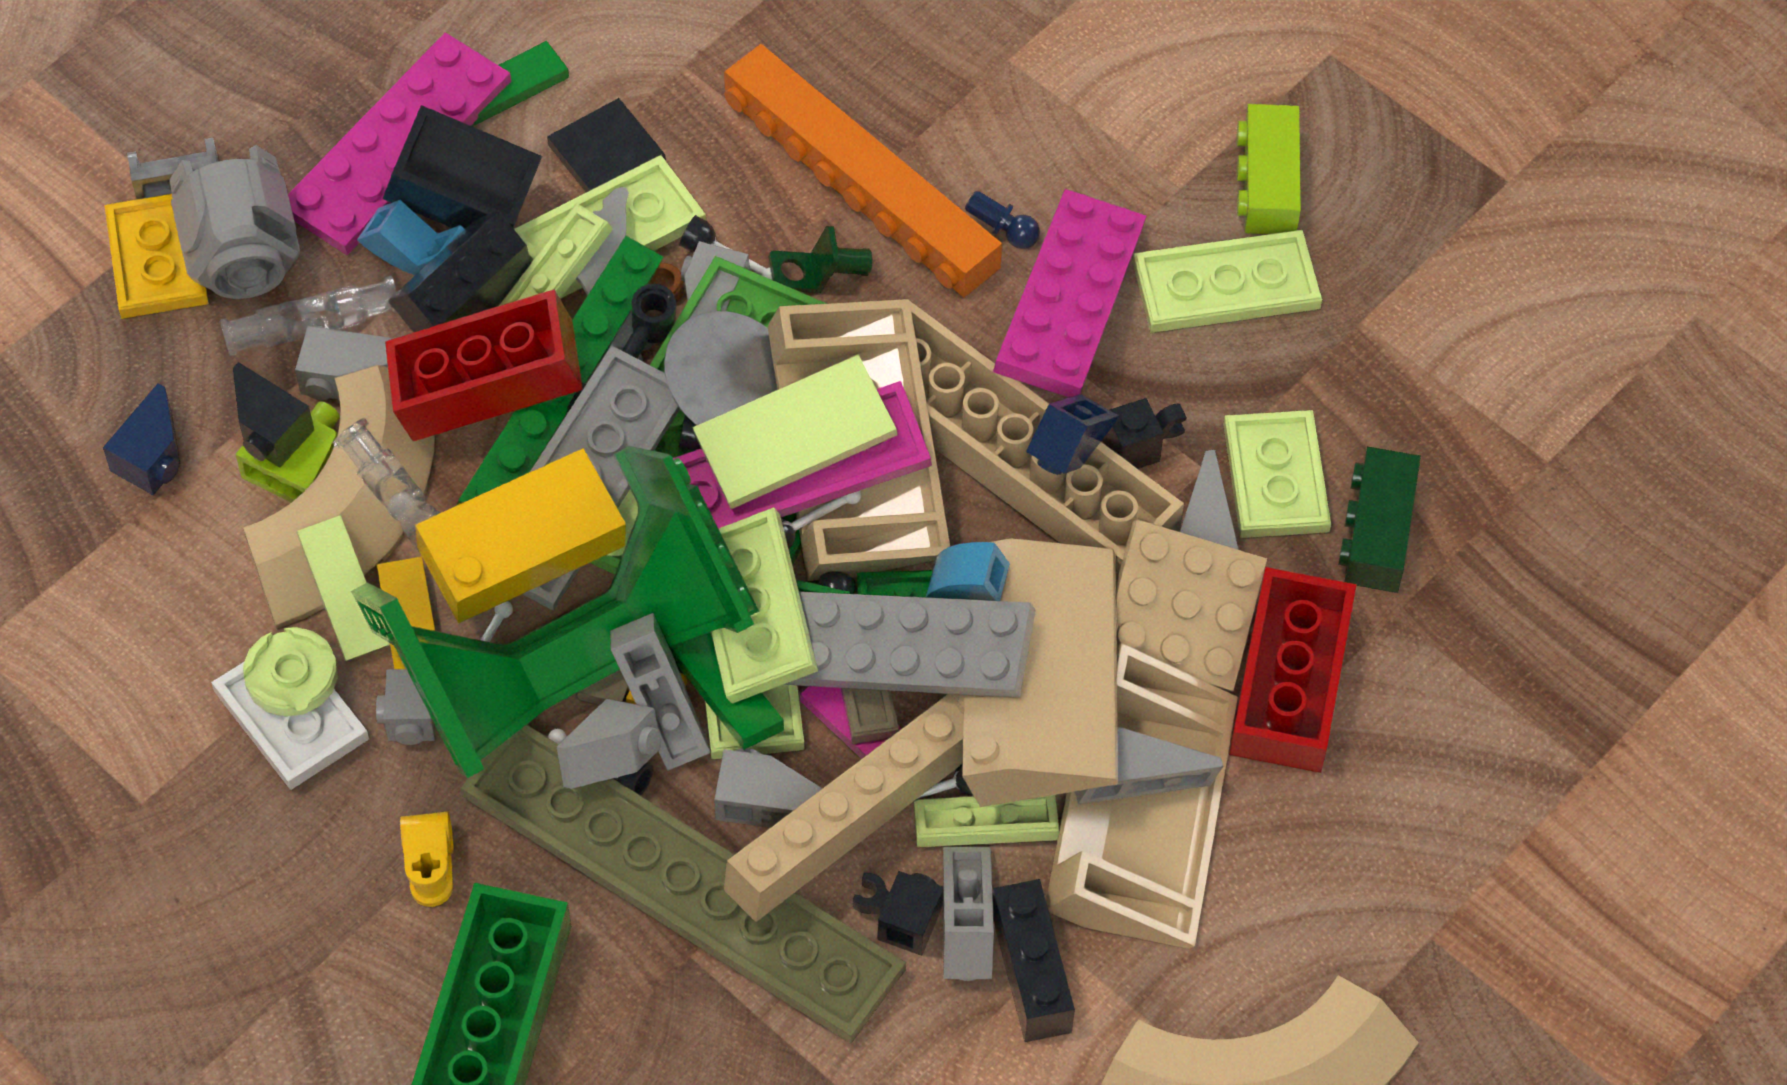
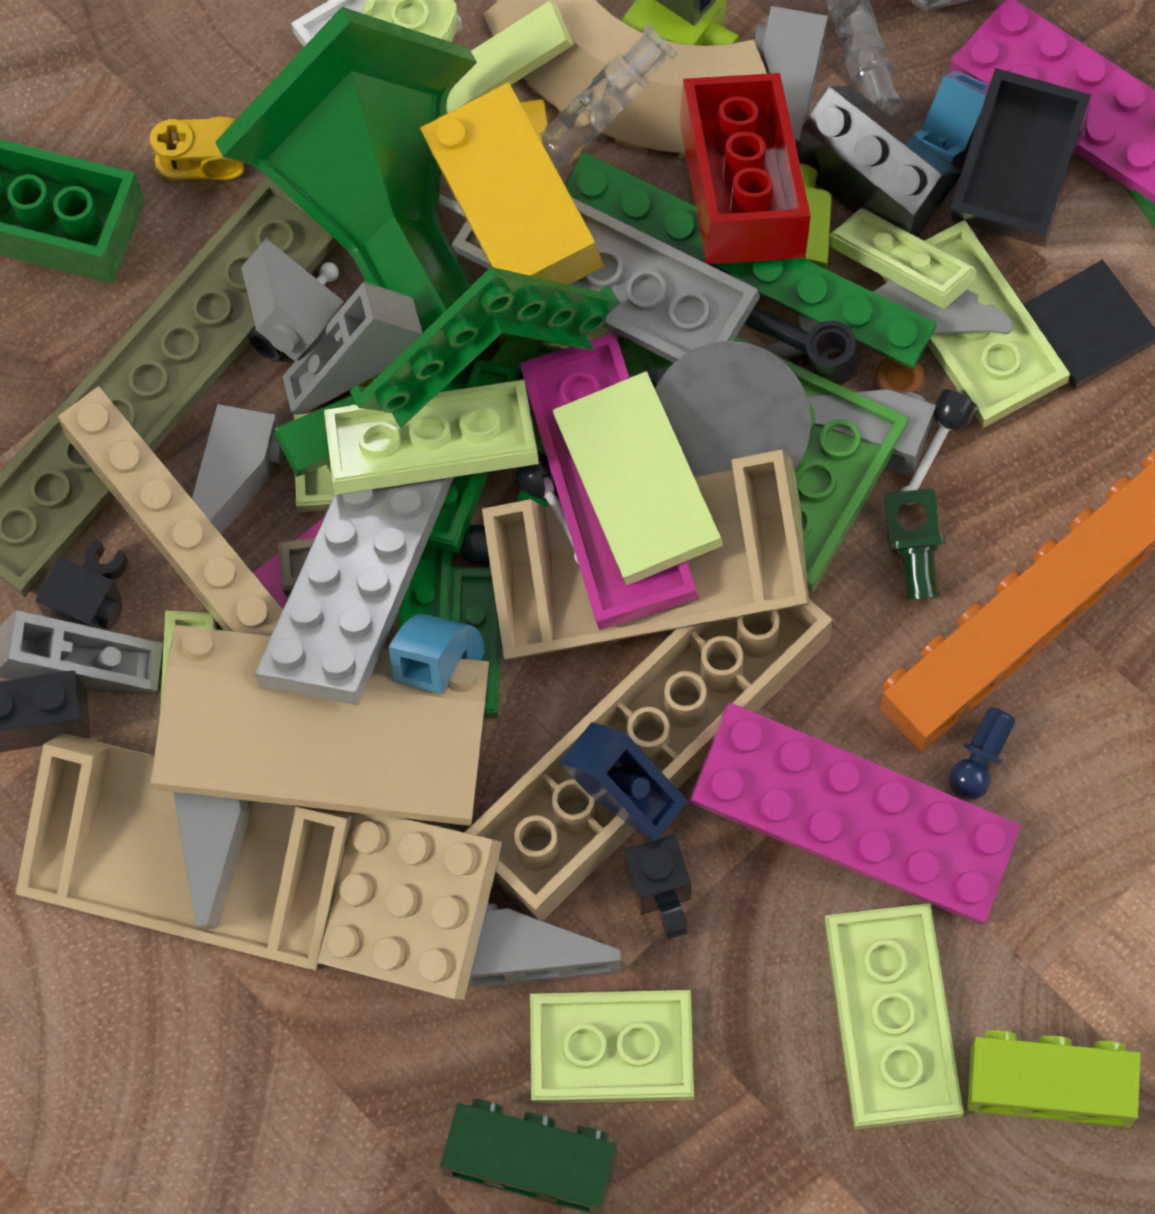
camera: 100 degrees right, 10 degrees up
(1293, 670) = (326, 1025): red brick -> none

